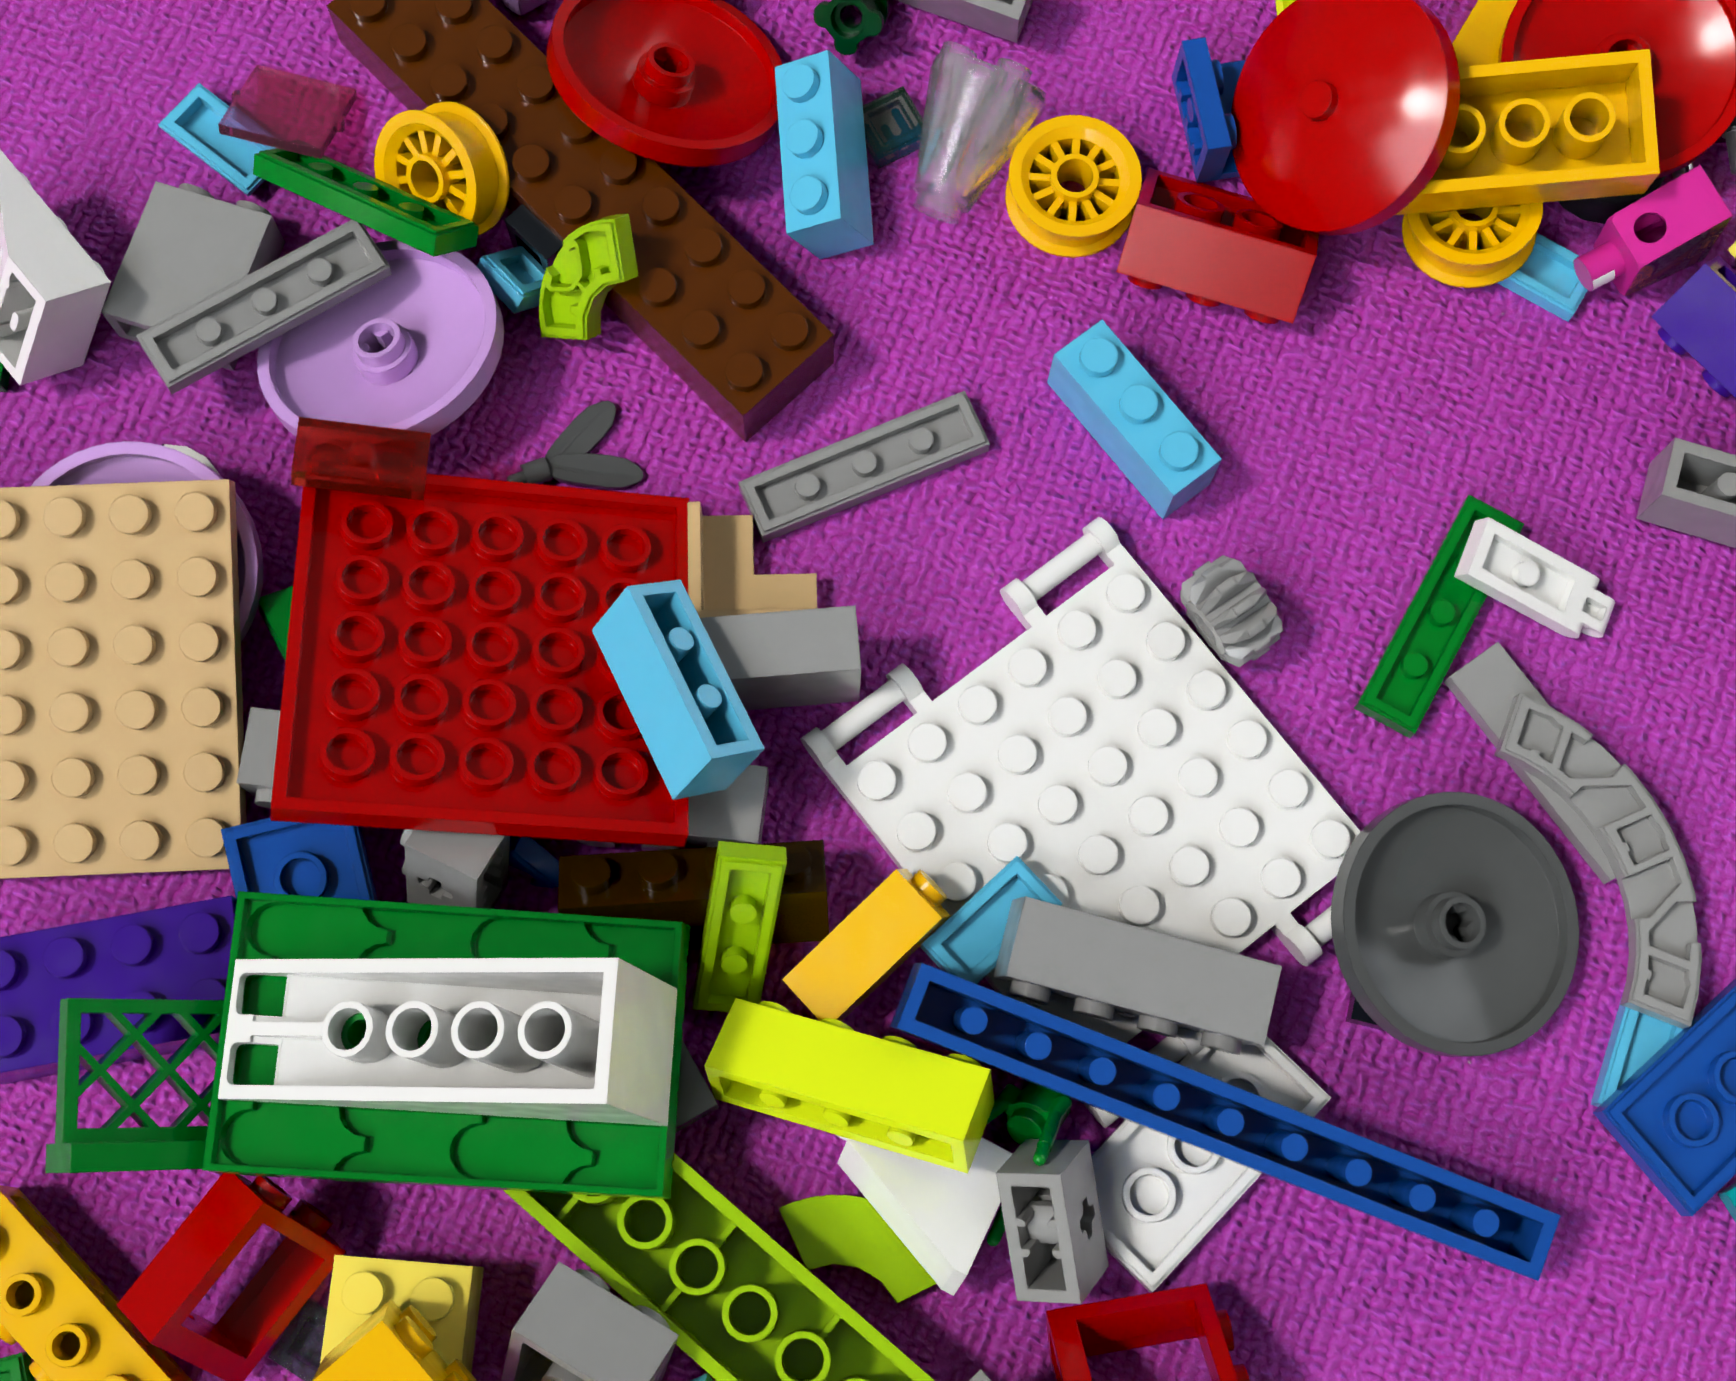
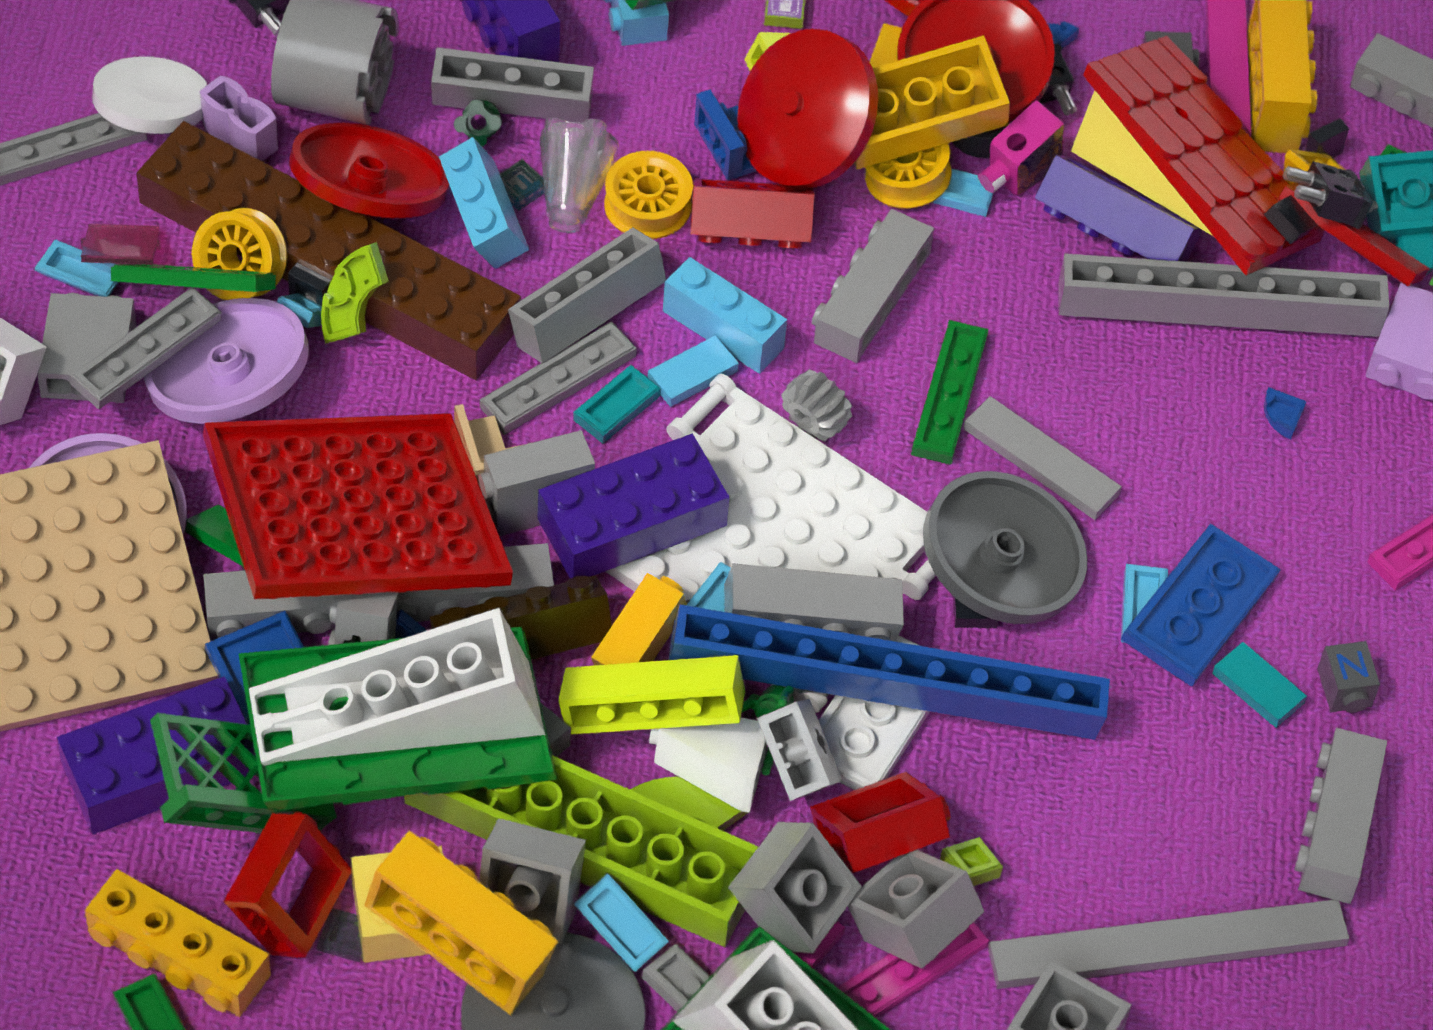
camera: 15 degrees left, 20 degrees down
(360, 458) = (242, 411): clear red plate -> none
(571, 459) = (367, 397): dark grey piece -> none
(677, 689) = (484, 491): medium azure brick -> none
(738, 924) = (555, 624): lime tile -> none
(908, 738) = (633, 507): none -> dark purple brick
(936, 346) = (587, 295): none -> light grey brick
(938, 529) = (616, 404): none -> teal tile
(1064, 498) = (692, 370): none -> medium azure tile
(1368, 413) = (872, 285): none -> light grey brick
(1533, 581) = (1003, 356): white hinge -> none
(1639, 848) = (1104, 484): light grey tile -> none

